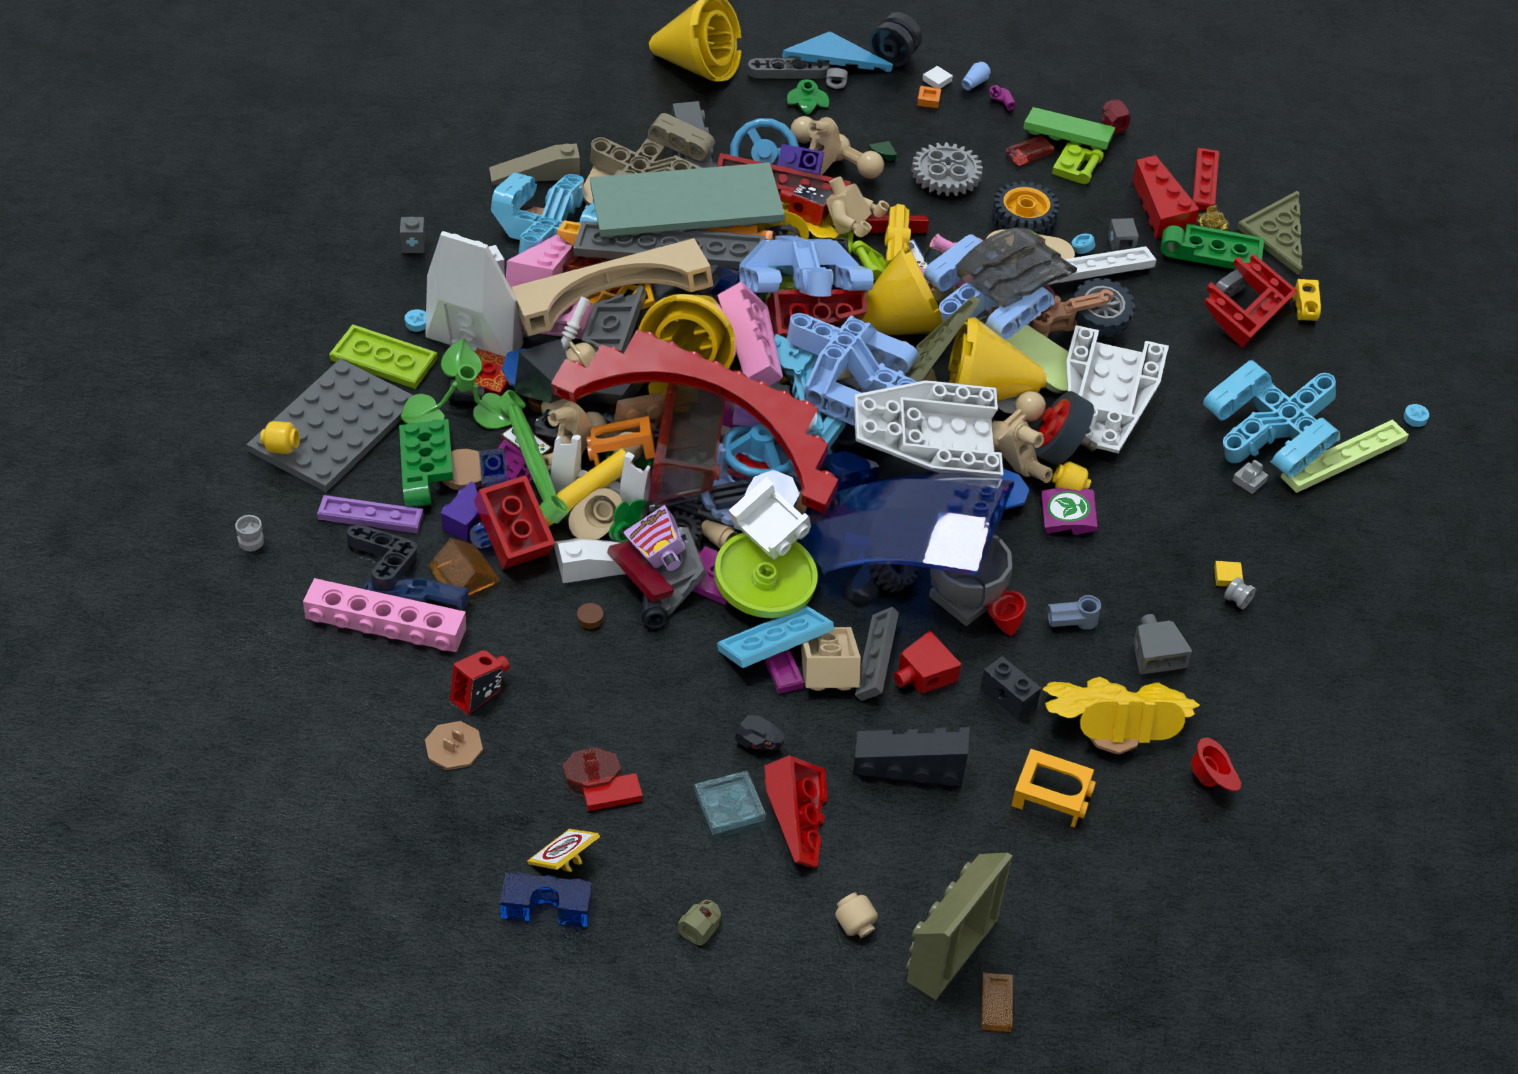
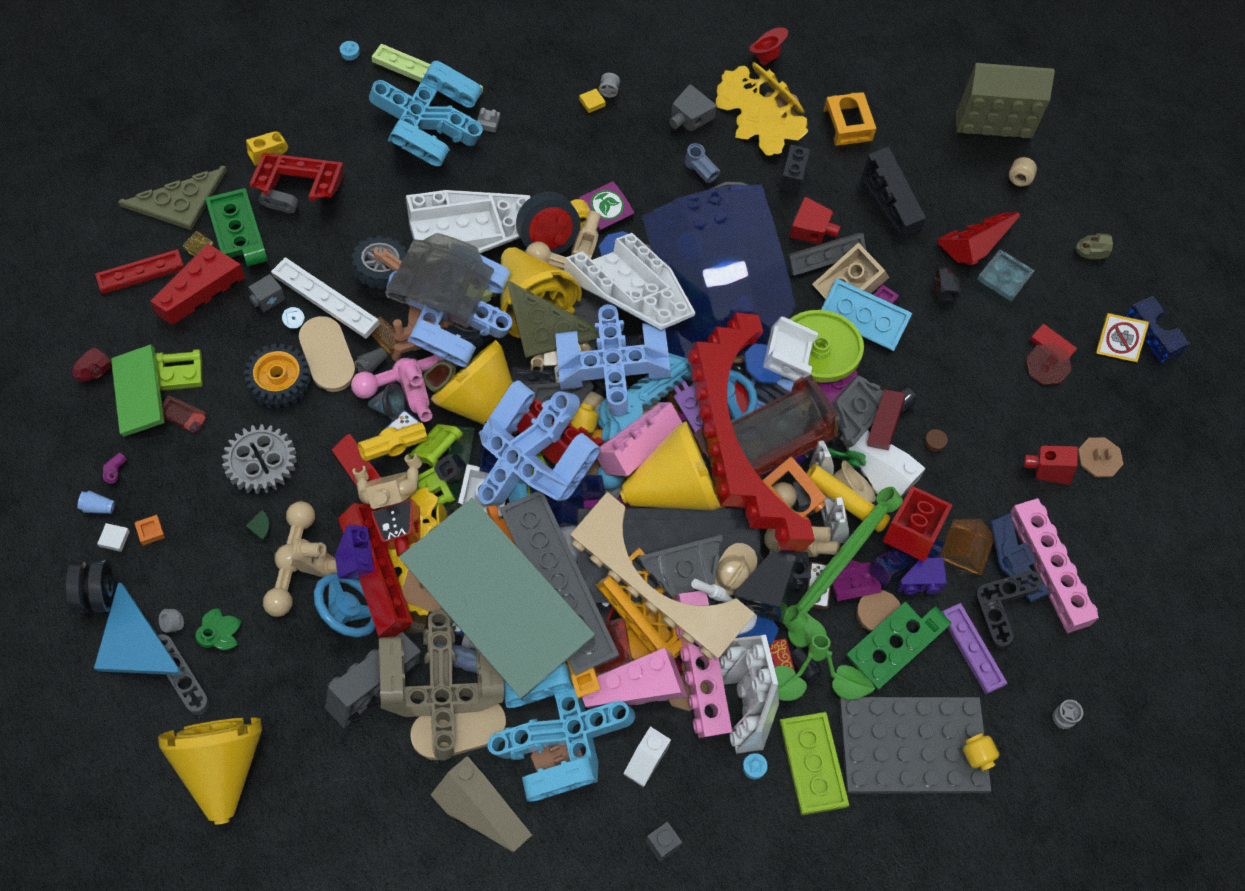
camera: 125 degrees left, 15 degrees up
(658, 539) = (862, 415): lavender torso -> none

